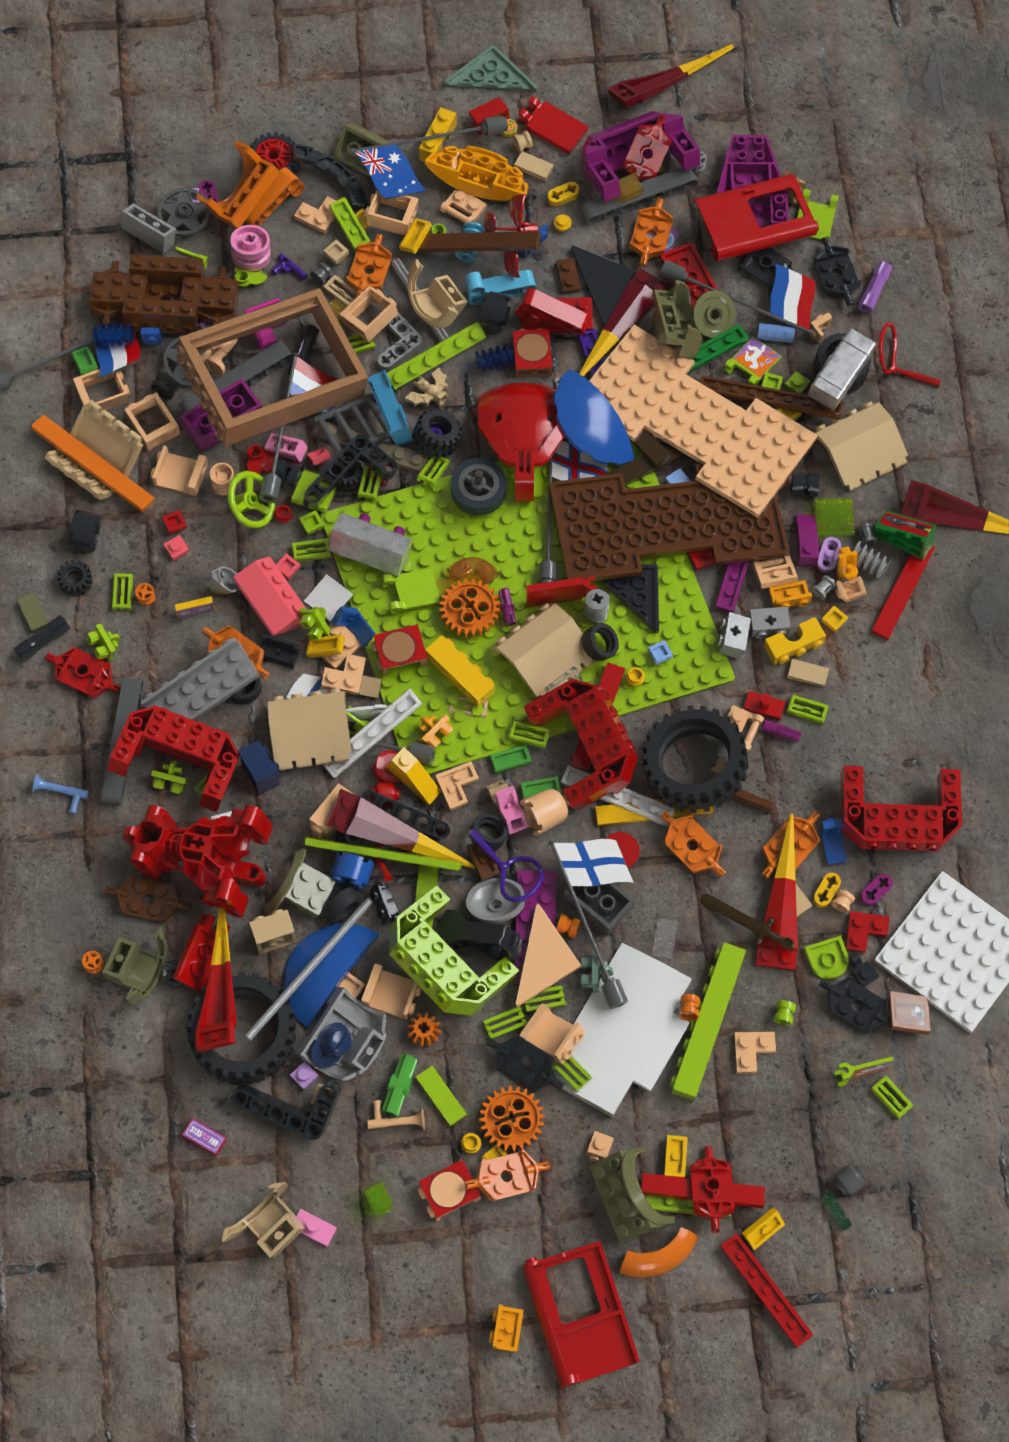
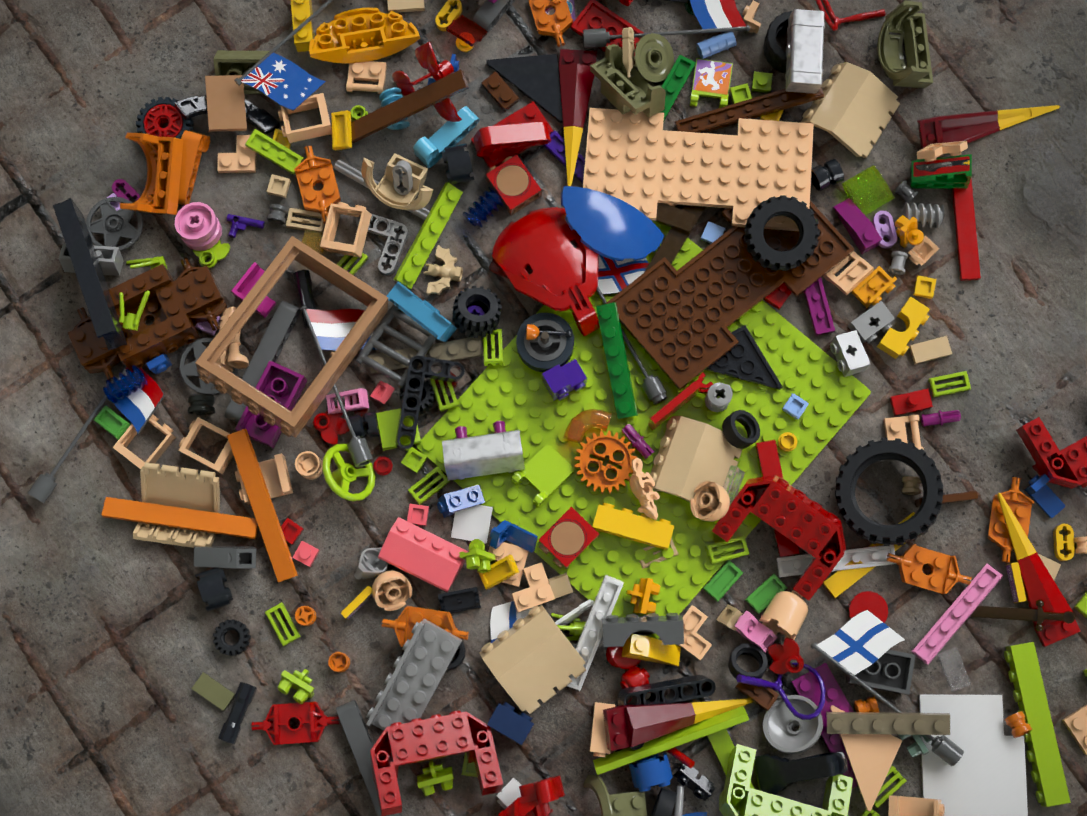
camera: 25 degrees left, 10 degrees up
(109, 510) = (225, 557): none -> dark grey slope
(139, 231) = (89, 274): none -> black tile
(149, 640) = (339, 662): none -> orange wheel
(150, 286) = (132, 321): none -> lime plant
(164, 487) = (262, 505): none -> orange tile
(227, 609) = (391, 590): none -> light nougat cylinder
(330, 572) = (460, 500): none -> bracket
(332, 165) = (225, 104): none -> medium nougat tile
(435, 760) = (617, 630): none -> dark grey arch
(440, 298) = (399, 177): none -> light grey beam
(470, 469) = (533, 332): none -> hinge
(474, 523) = (564, 379): none -> dark purple brick
(486, 641) = (641, 486): none -> light nougat animal
(522, 844) = (783, 655): none -> red plate
(529, 533) = (616, 360): none -> green plate
(536, 680) = (710, 501): none -> light nougat cylinder
(569, 213) = (466, 30): none -> clear red piece
(576, 941) = (888, 723): none -> dark tan plate
(695, 292) = (627, 49): none -> tan piece
(695, 896) = (957, 614): none -> bright pink tile
(730, 524) = (781, 207): none -> black tyre
(762, 897) = (1016, 582): none -> yellow tile
(912, 511) = (932, 151): none -> light nougat plate
(925, 414) = (913, 30): none -> olive piece

